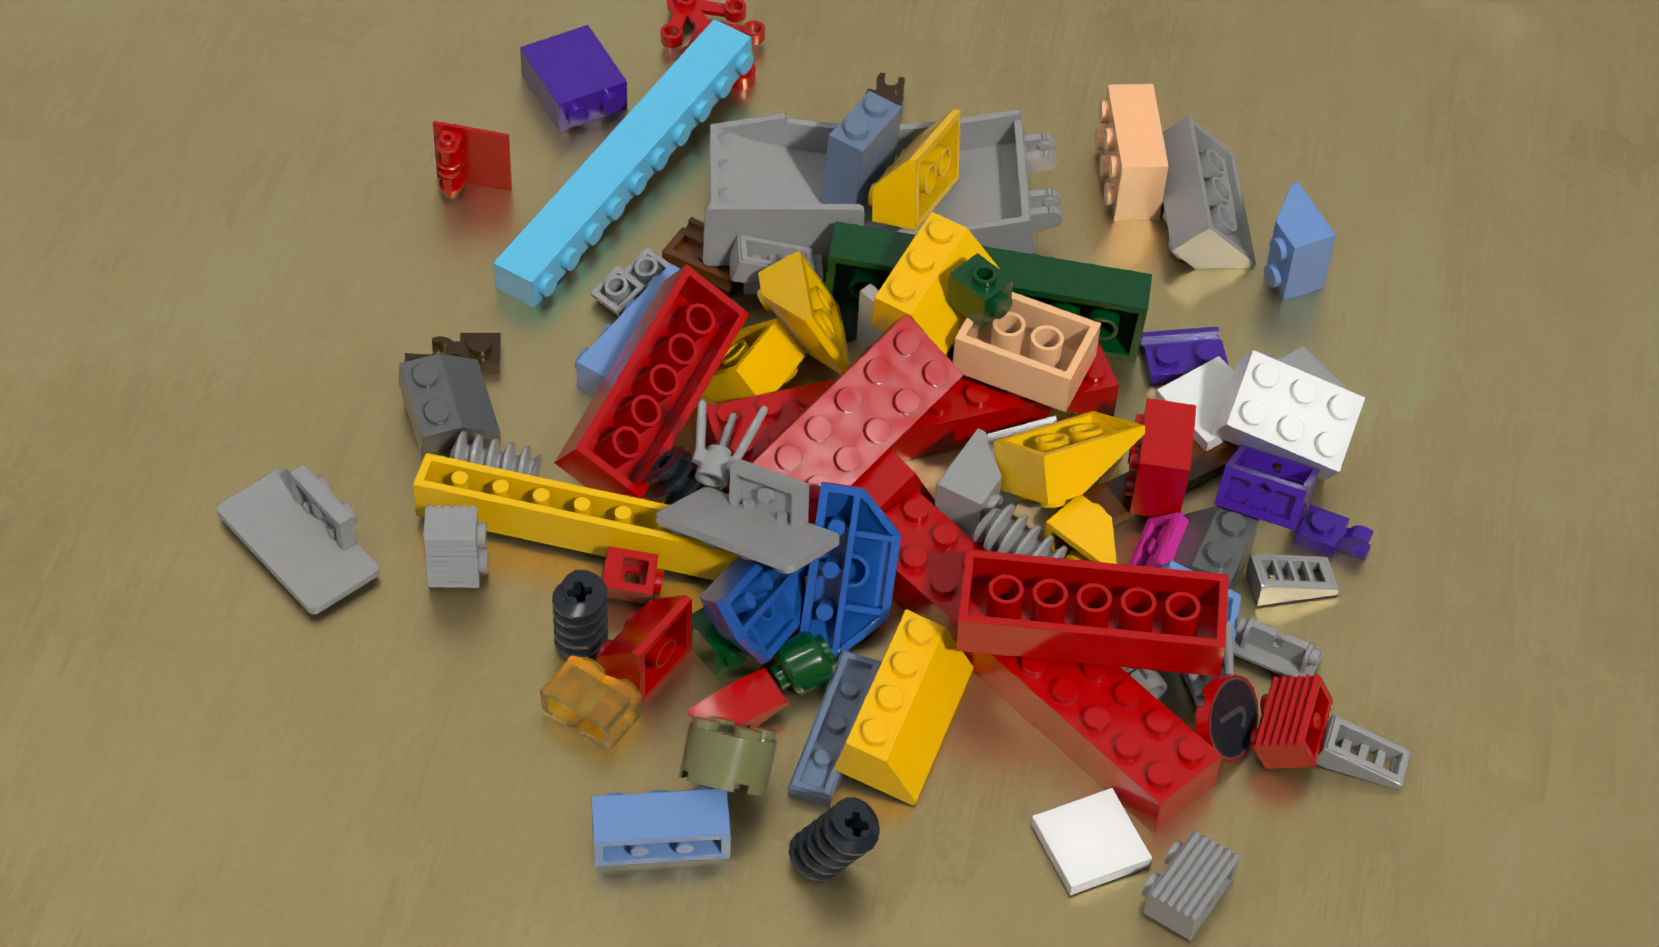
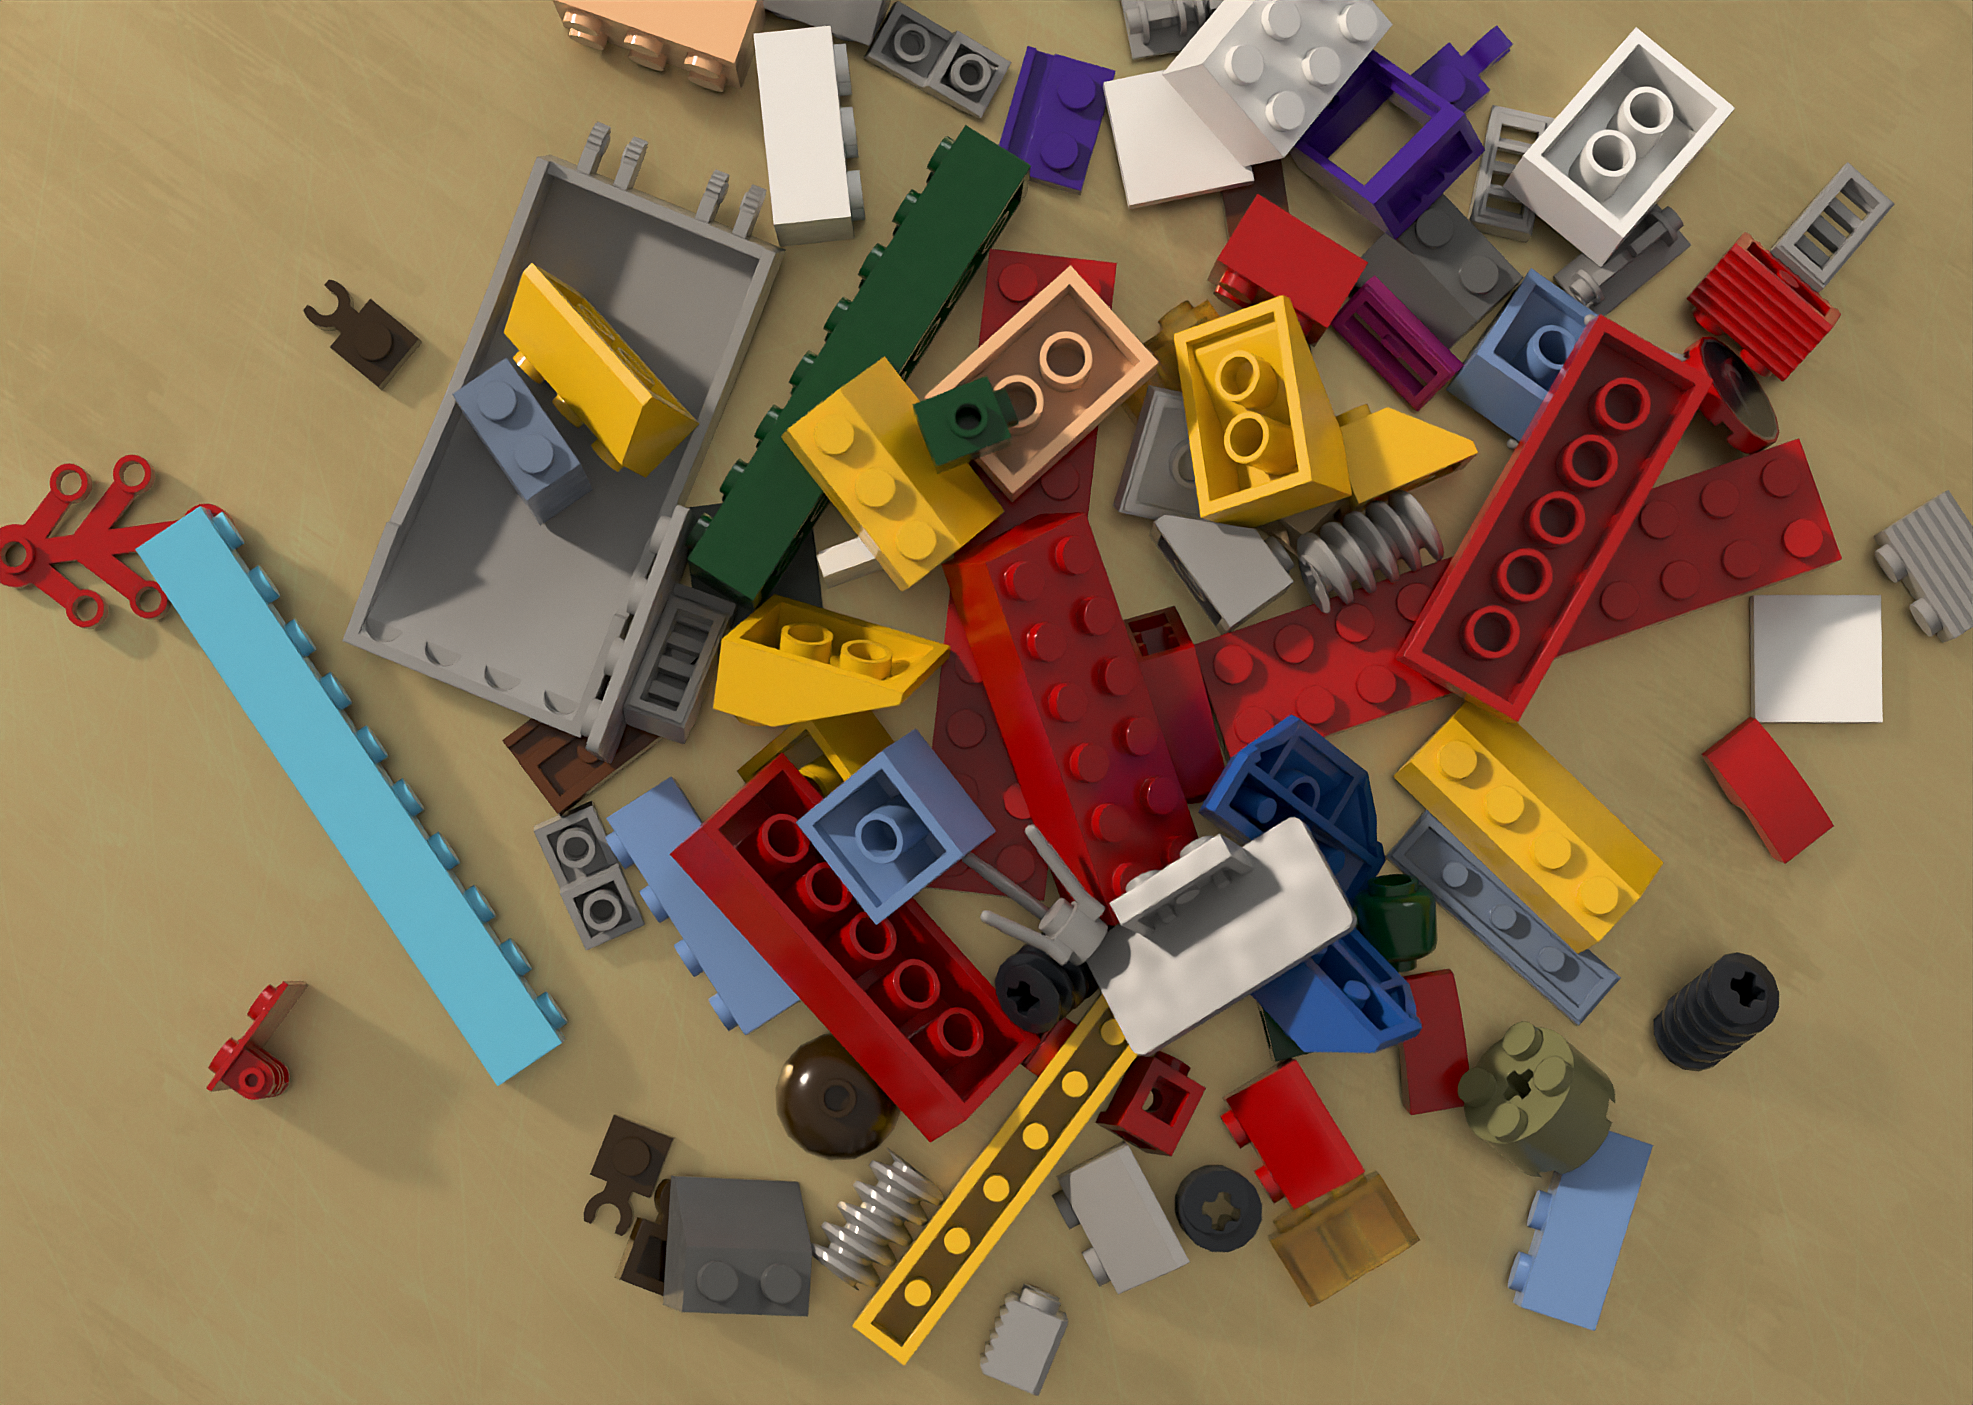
camera: 65 degrees left, 35 degrees up
(531, 589) = (1120, 1218): none -> light grey slope
(550, 423) = (832, 1102): none -> dark brown cylinder
(573, 77) = (126, 803): dark purple brick -> none
(736, 364) = (895, 826): none -> medium blue slope
(992, 836) = (1768, 789): none -> red slope
(1108, 225) = (808, 135): none -> white brick
(1184, 291) = (937, 60): none -> light grey slope
(1340, 604) = (1618, 147): none -> white brick

